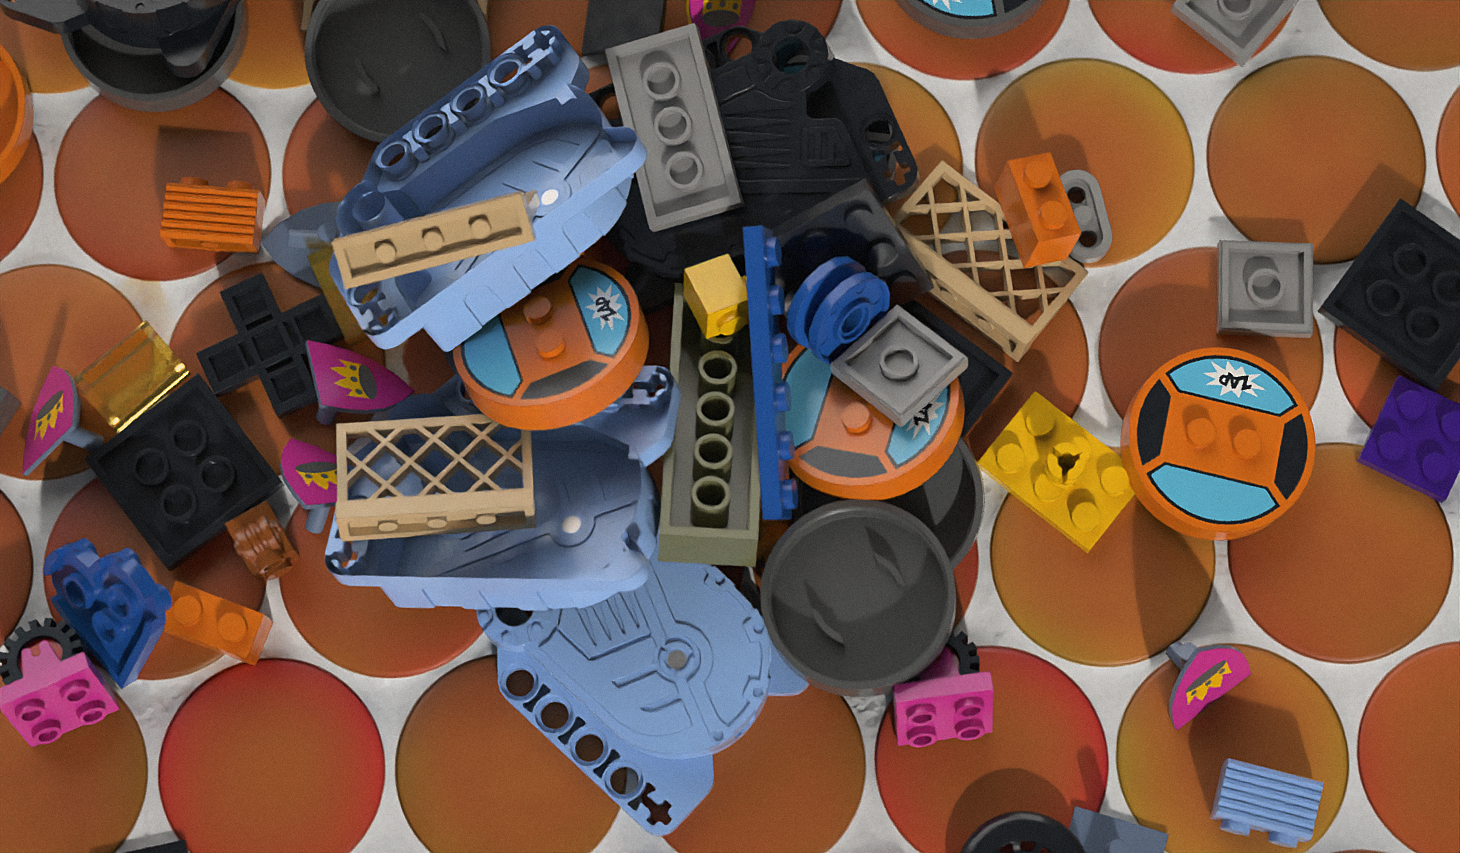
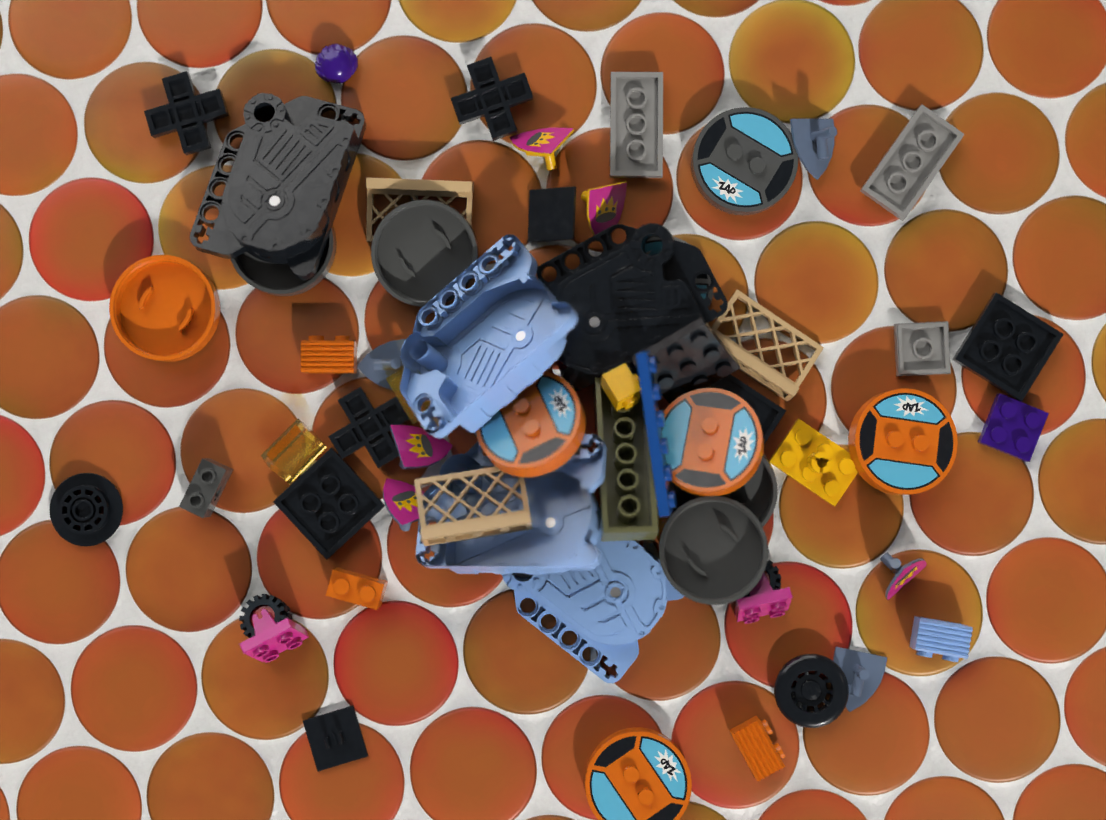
camera: 10 degrees left, 10 degrees up
(56, 419) = (254, 481): shield -> none
(109, 605) = (297, 585): blue plate -> none
(263, 542) = (378, 540): dark orange brick -> none
(436, 238) = (462, 373): tan fence -> none
(674, 110) = (590, 290): light grey plate -> none
(836, 307) = (690, 392): blue wheel -> none
(899, 365) = (727, 420): light grey tile -> none
(1037, 210) = (794, 316): orange brick -> none
(1090, 215) = (820, 315): light grey plate -> none

